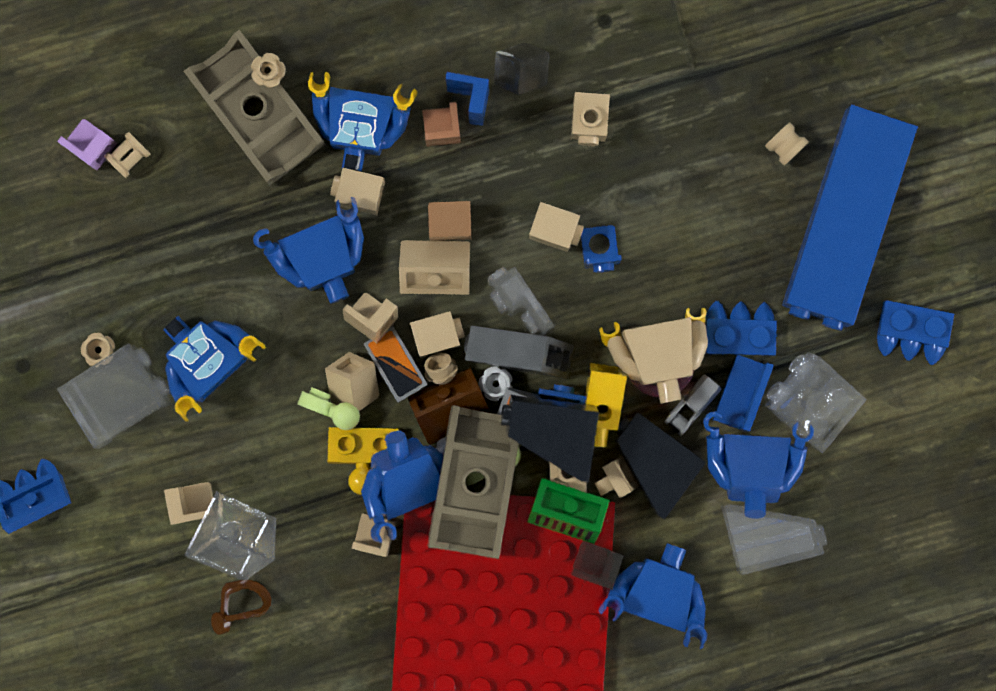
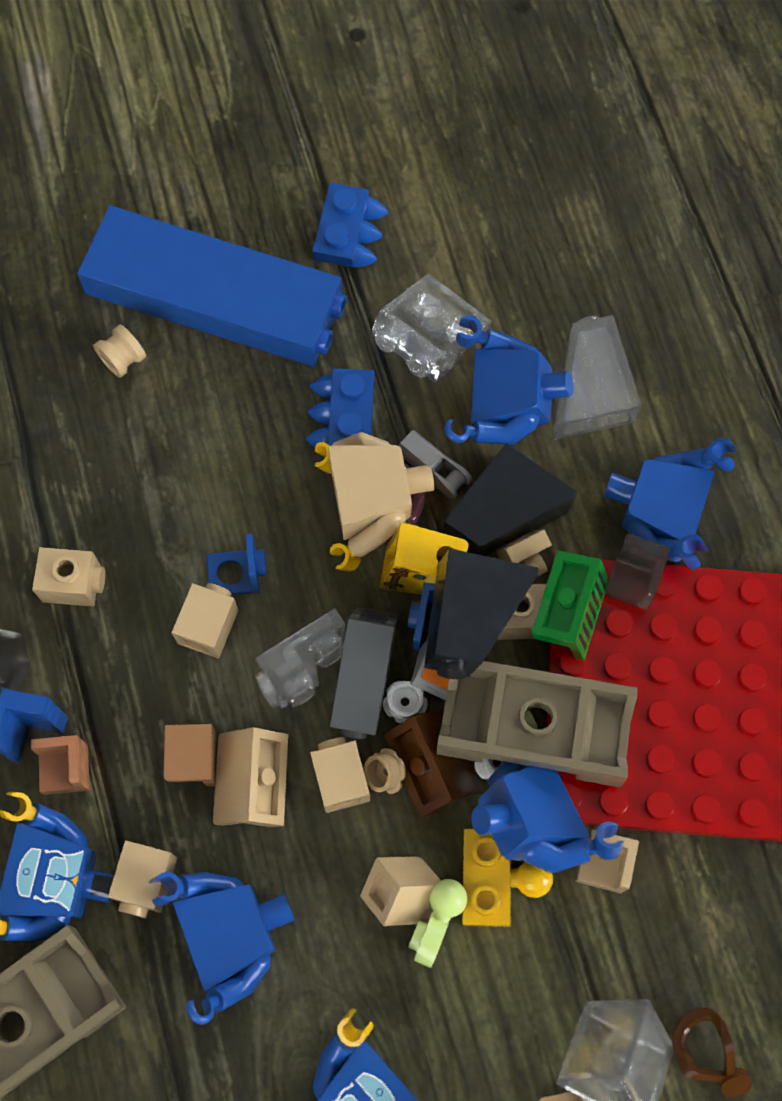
camera: 90 degrees left, 15 degrees down
(371, 316) = (313, 863): tan panel -> none
(396, 365) = (378, 831): slope -> none
(743, 393) = (420, 404): blue panel -> none

